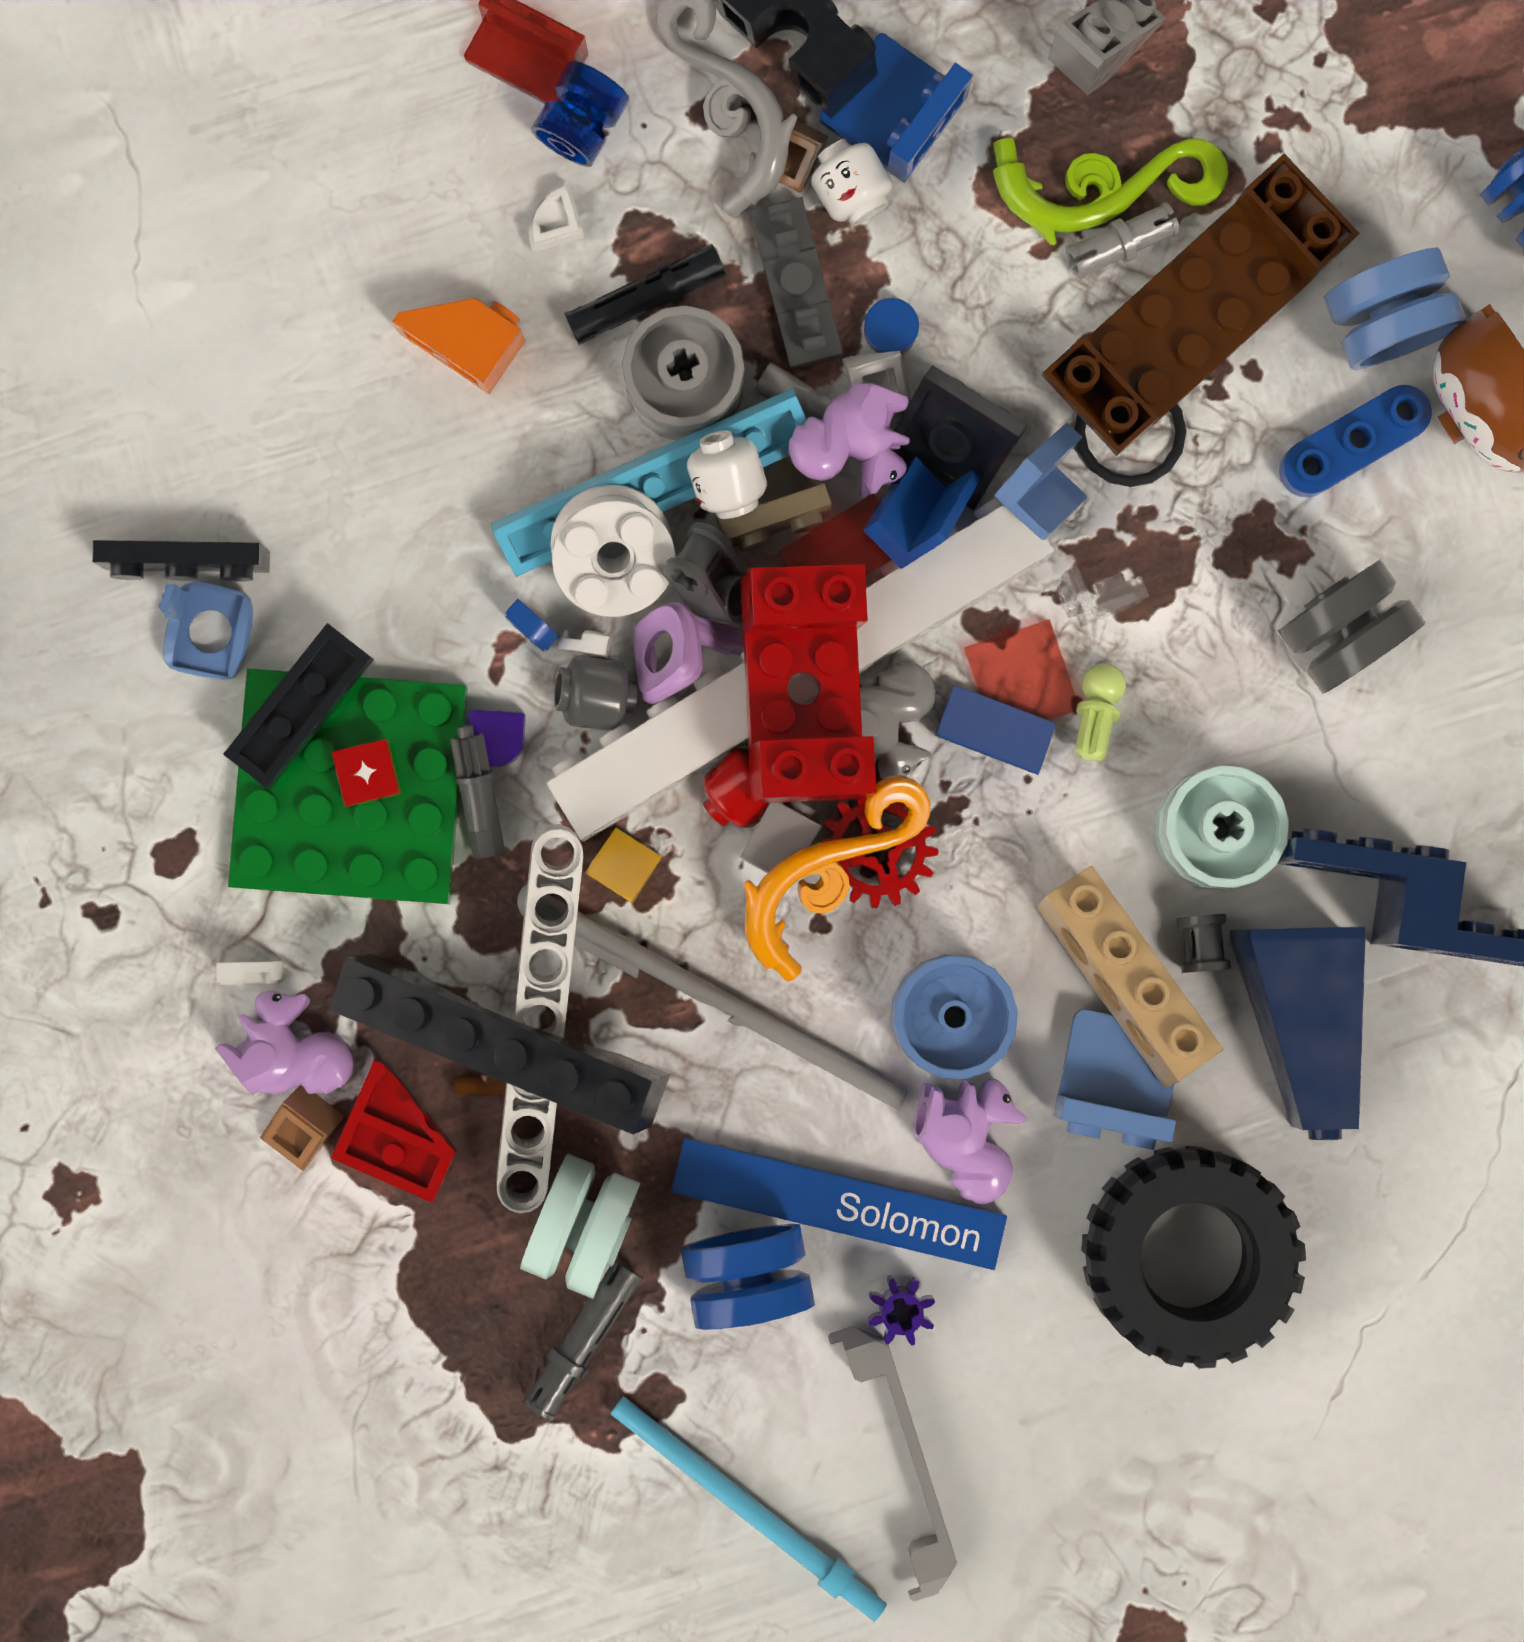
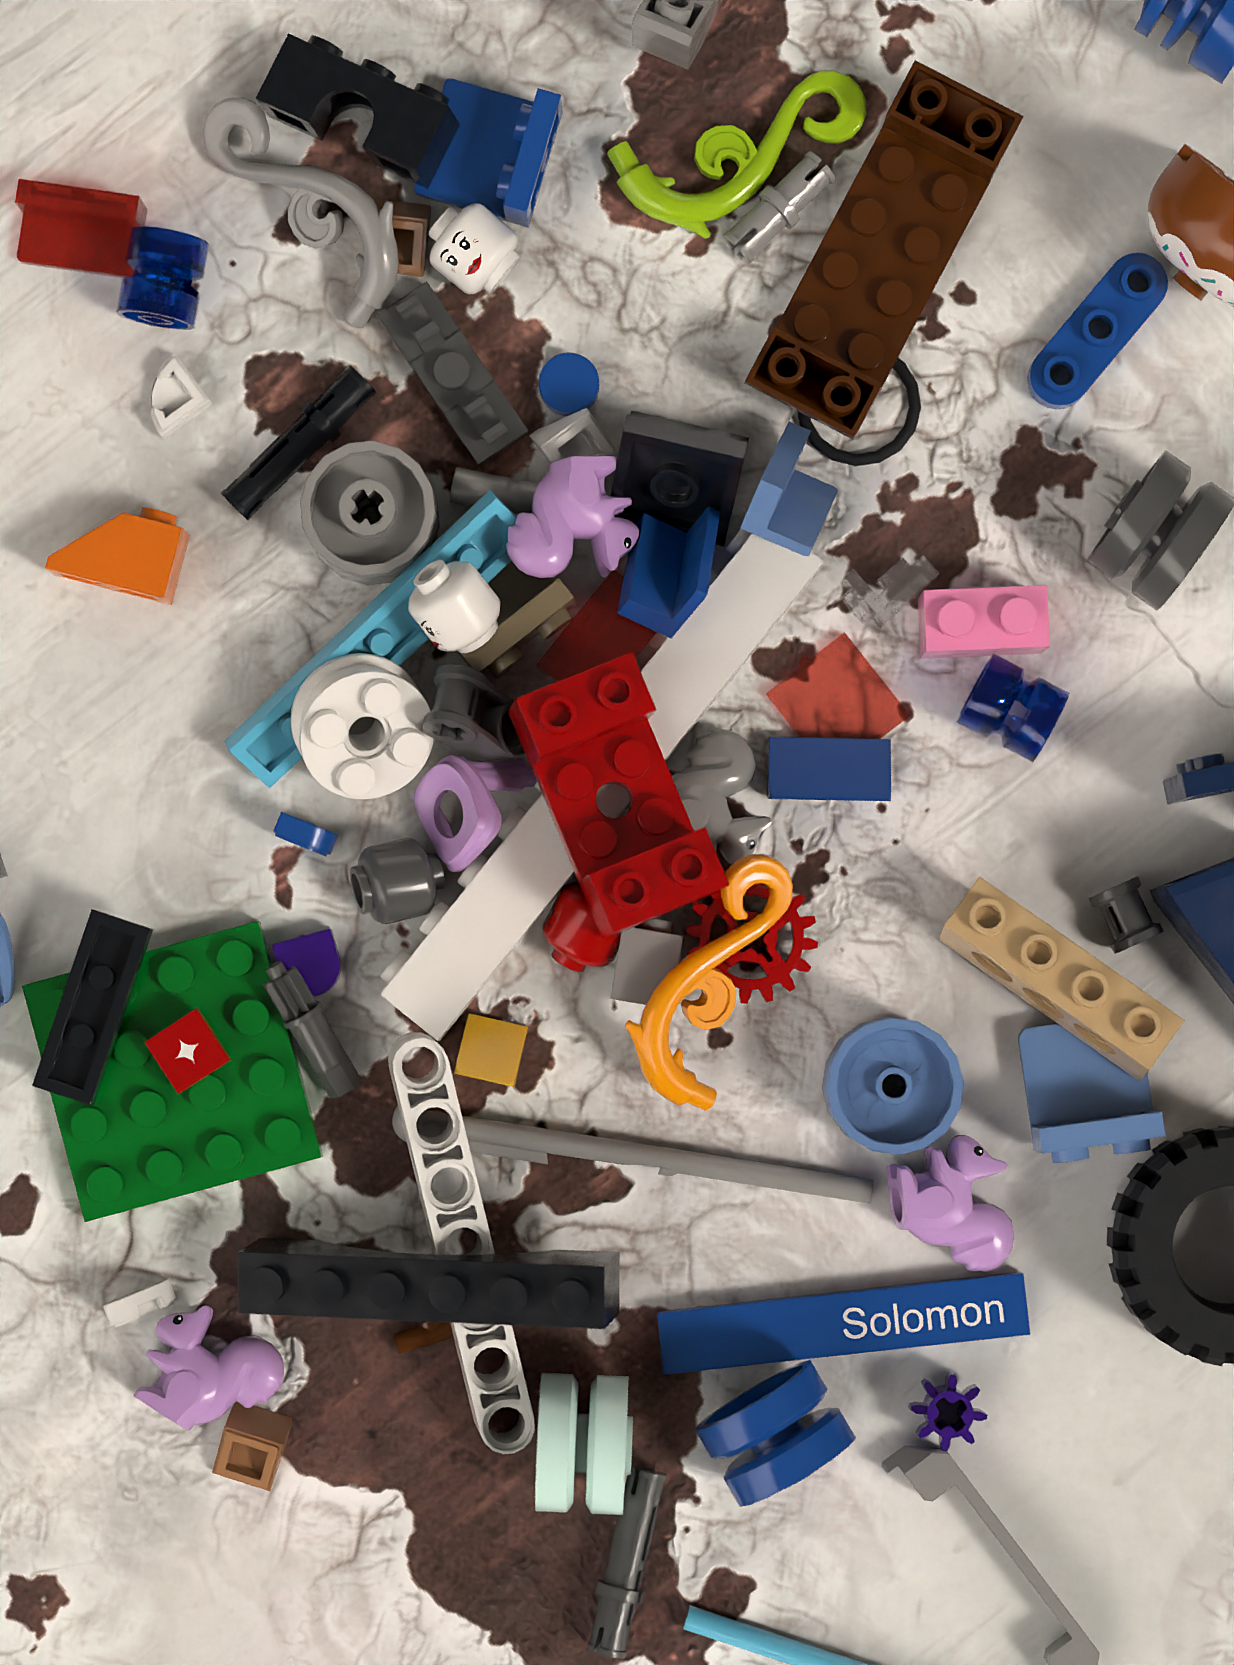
camera: 15 degrees left, 0 degrees up
(394, 1137) = (354, 1421): red wing -> none
(584, 644) = (366, 833): white tile -> none
(1103, 688) = (927, 683): yellowish green axle -> none
(1156, 719) = (993, 697): none -> clear blue wheel
(1171, 651) = (983, 621): none -> bright pink brick
(1253, 820) = (1137, 783): light aqua wheel -> none
(1395, 308) = (1082, 175): medium blue wheel -> none

